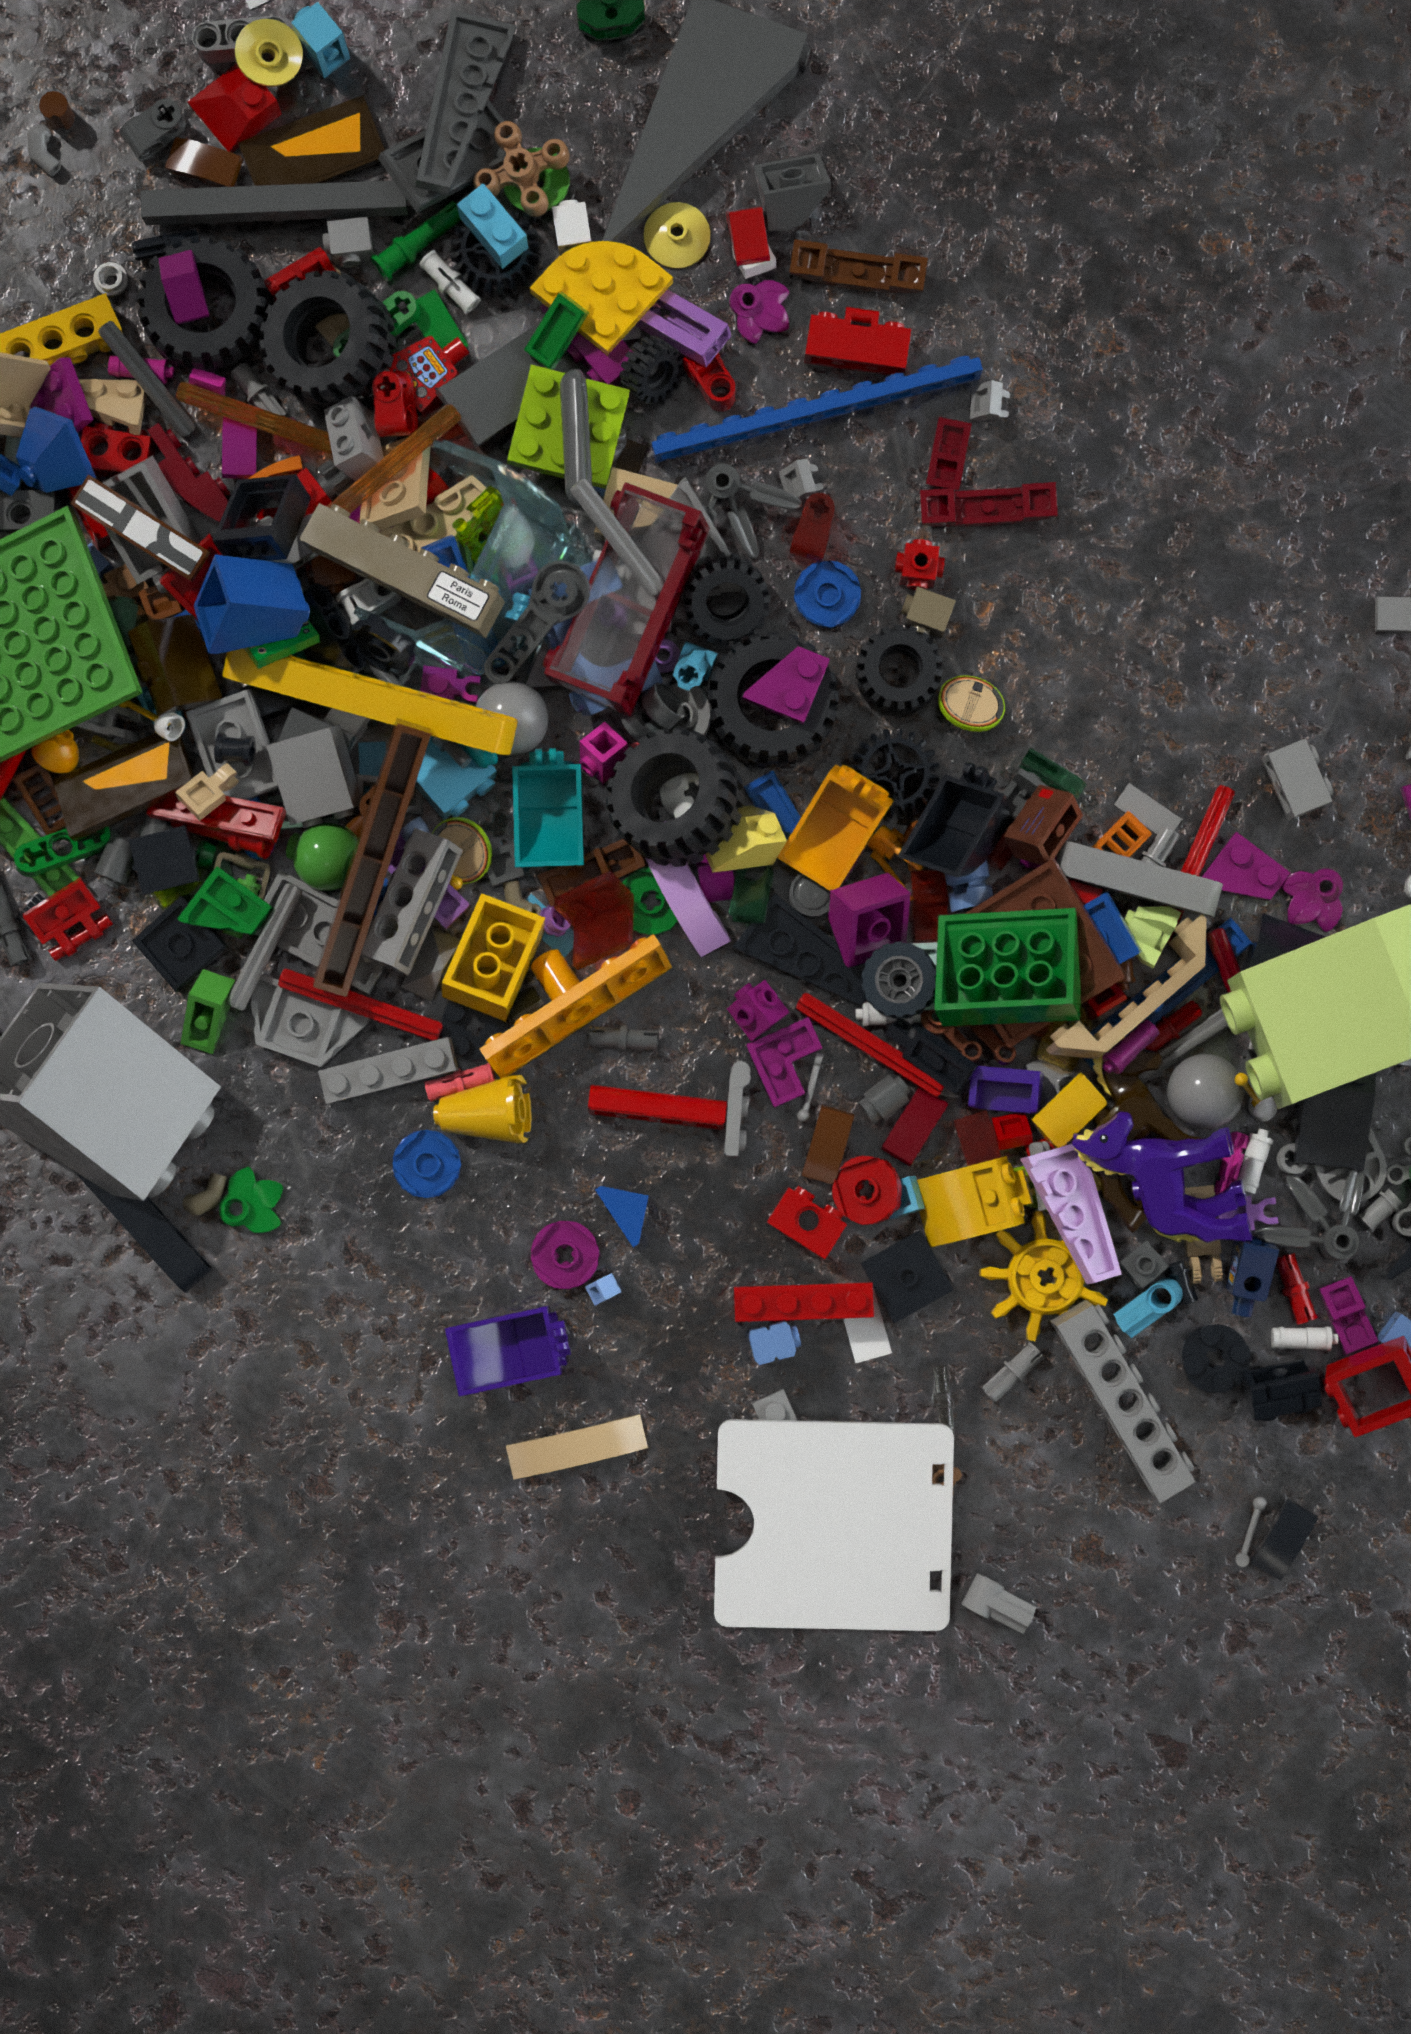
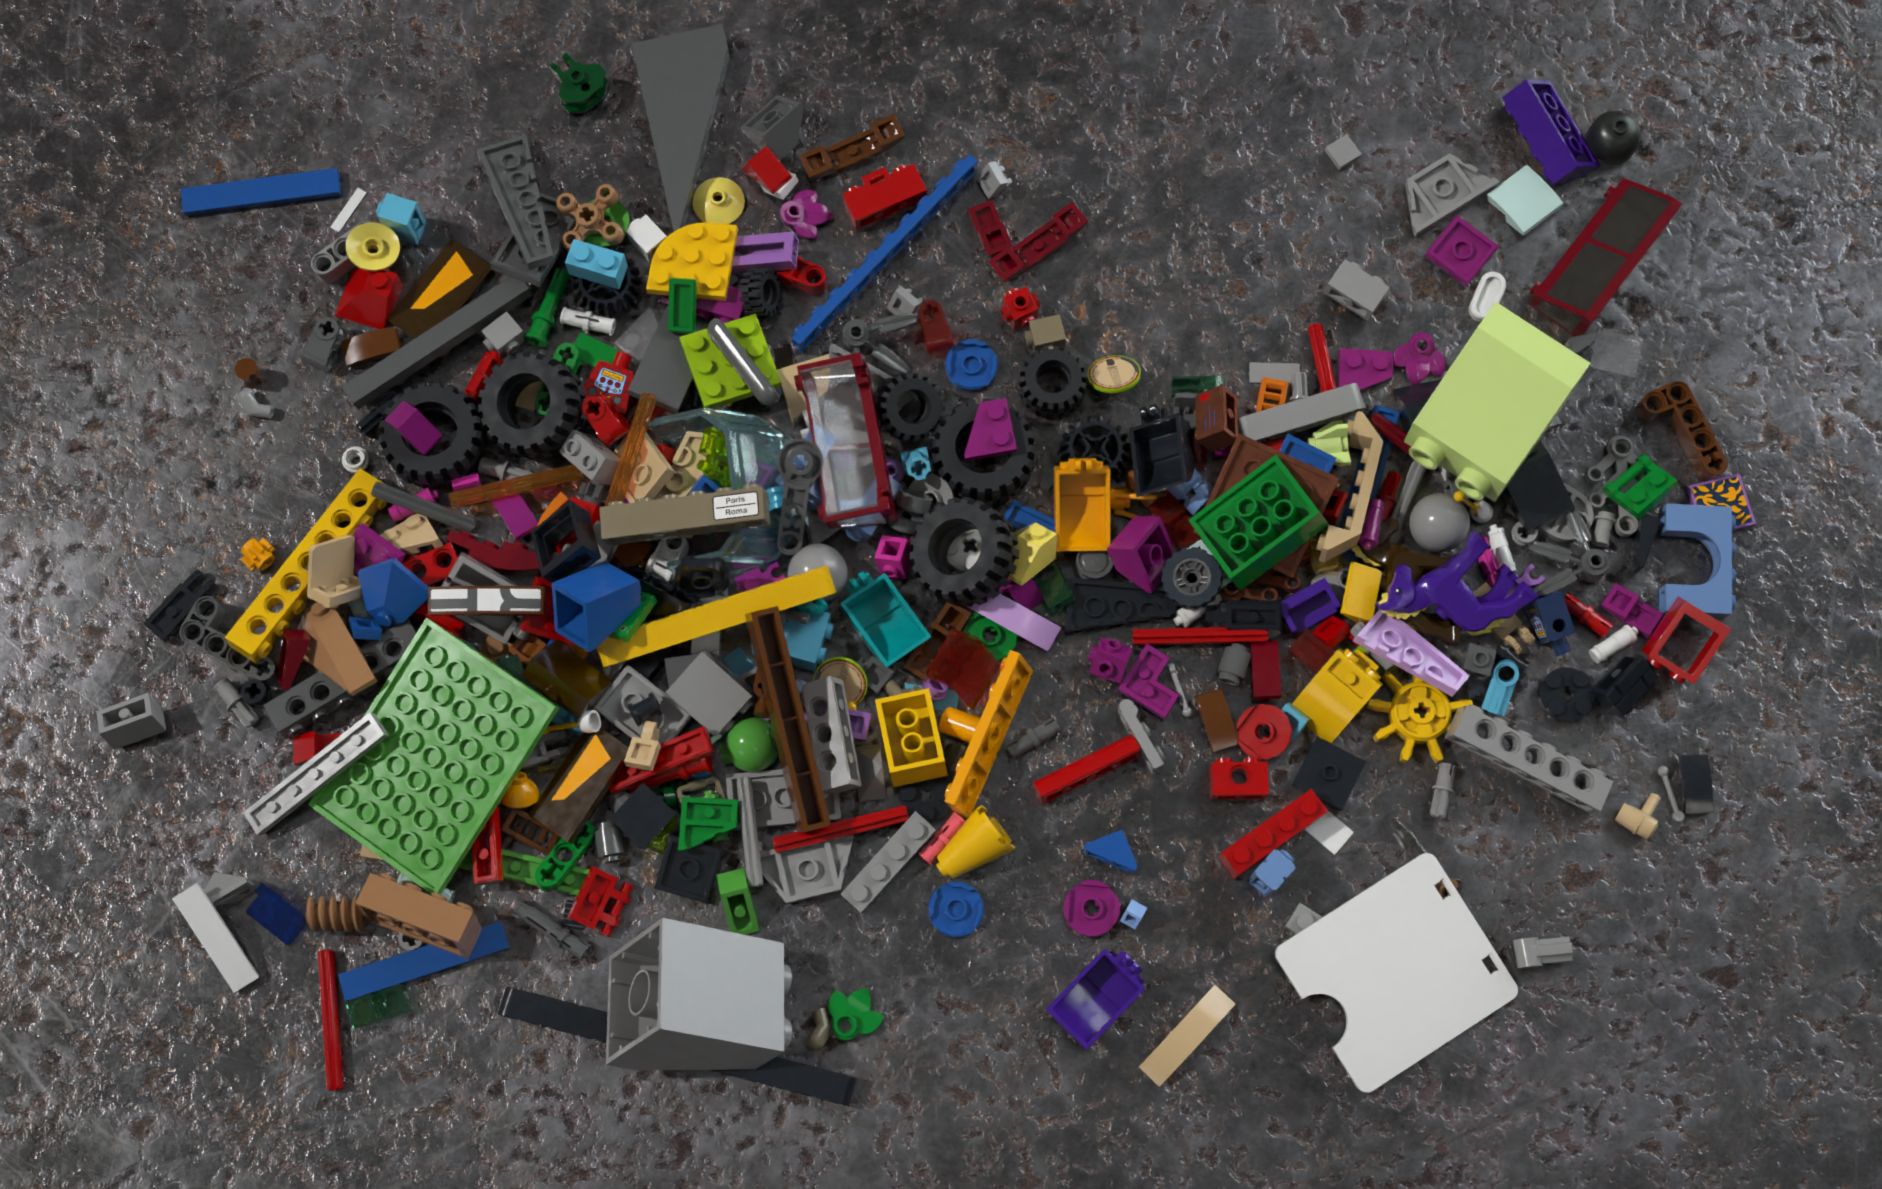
camera: 30 degrees left, 10 degrees down
(617, 537) = (814, 406): light grey axle -> none
(1196, 1539) = (1640, 821): none -> tan piece

